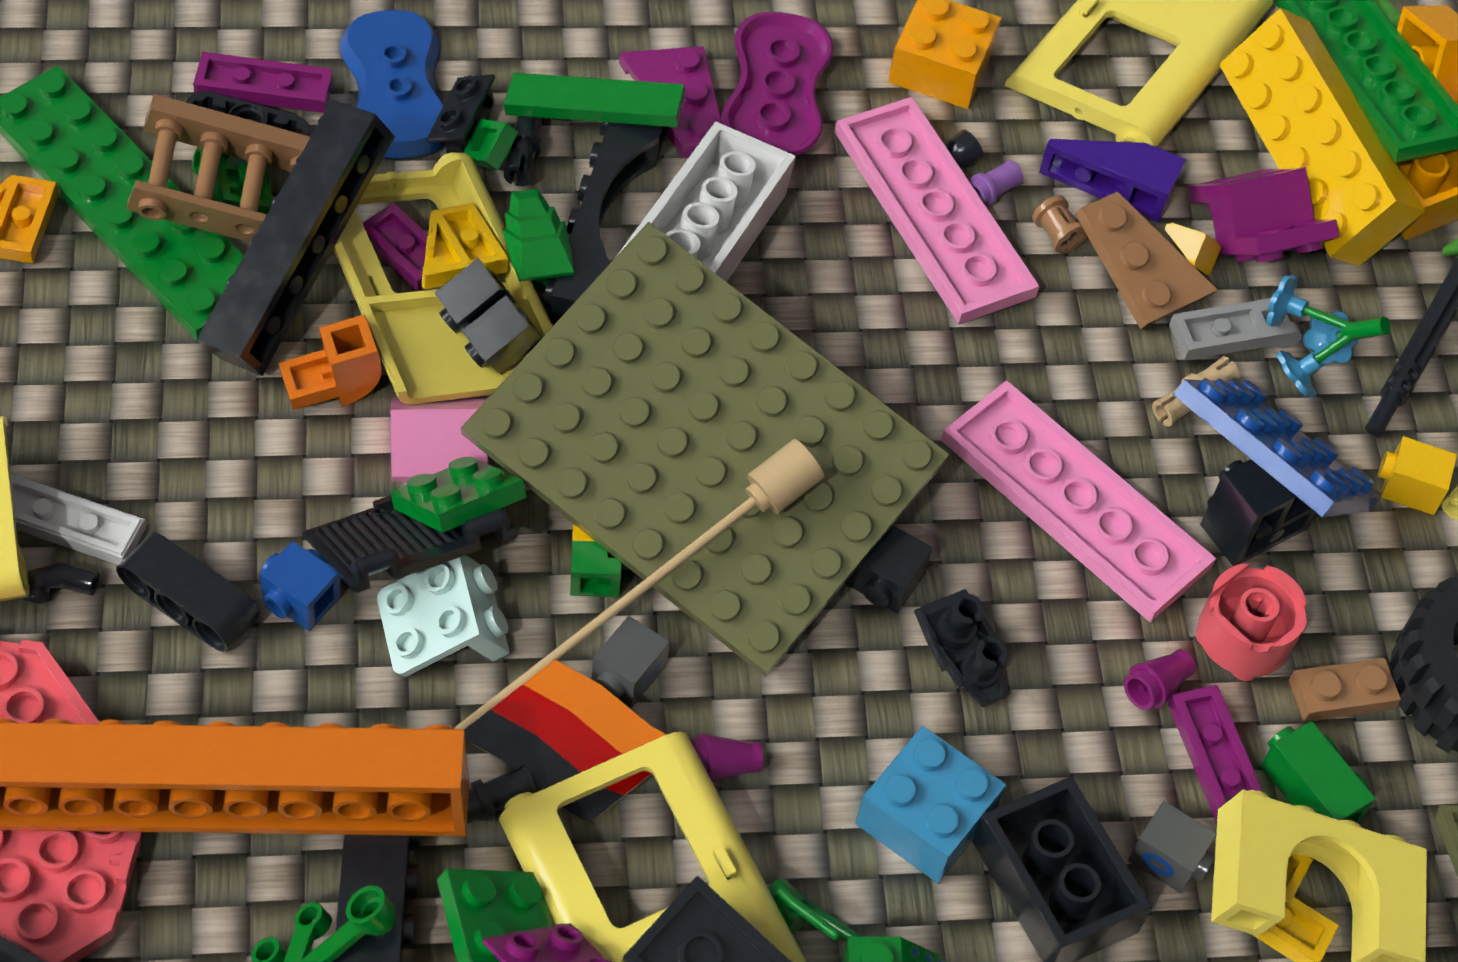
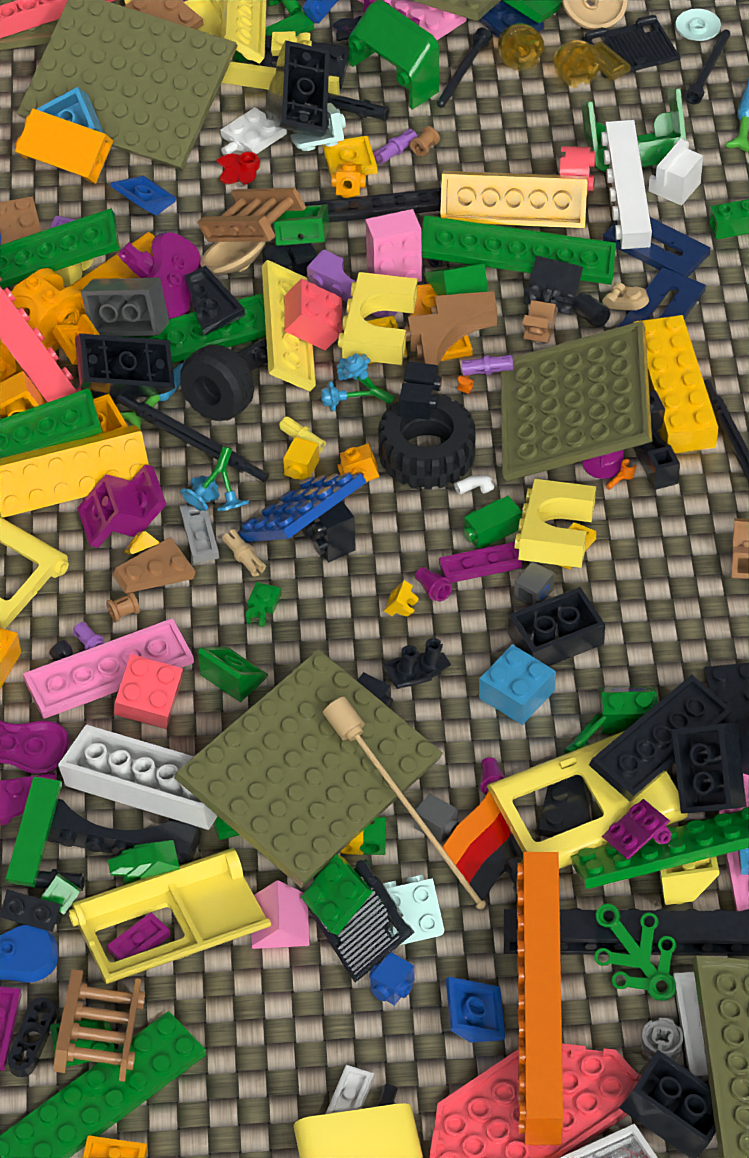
camera: 80 degrees left, 5 degrees down
(188, 592) = (397, 1035): black beam -> none
(227, 690) = (475, 1010): none -> blue slope
(296, 237) = (155, 977): black brick -> none
(343, 369) = (239, 965): orange brick -> none
(454, 241) = (148, 904): yellow wing -> none
(488, 318) = (209, 881): piece -> none
(643, 876) = (564, 807): none -> black wing
(875, 245) = (148, 691): none -> coral brick
(940, 367) = (230, 671): none -> green slope
(1078, 500) = (318, 612): bright pink plate -> none
(1099, 421) = (262, 601): none -> green plate
(1117, 620) = (399, 598): none -> yellow tile
(1133, 169) = (87, 568): dark purple slope -> none
(1252, 620) = (401, 538): coral brick -> none
(1344, 689) = (433, 508): medium nougat plate -> none
(1414, 558) = (359, 460): none -> light orange brick
(1417, 757) = (472, 482): none -> white arm

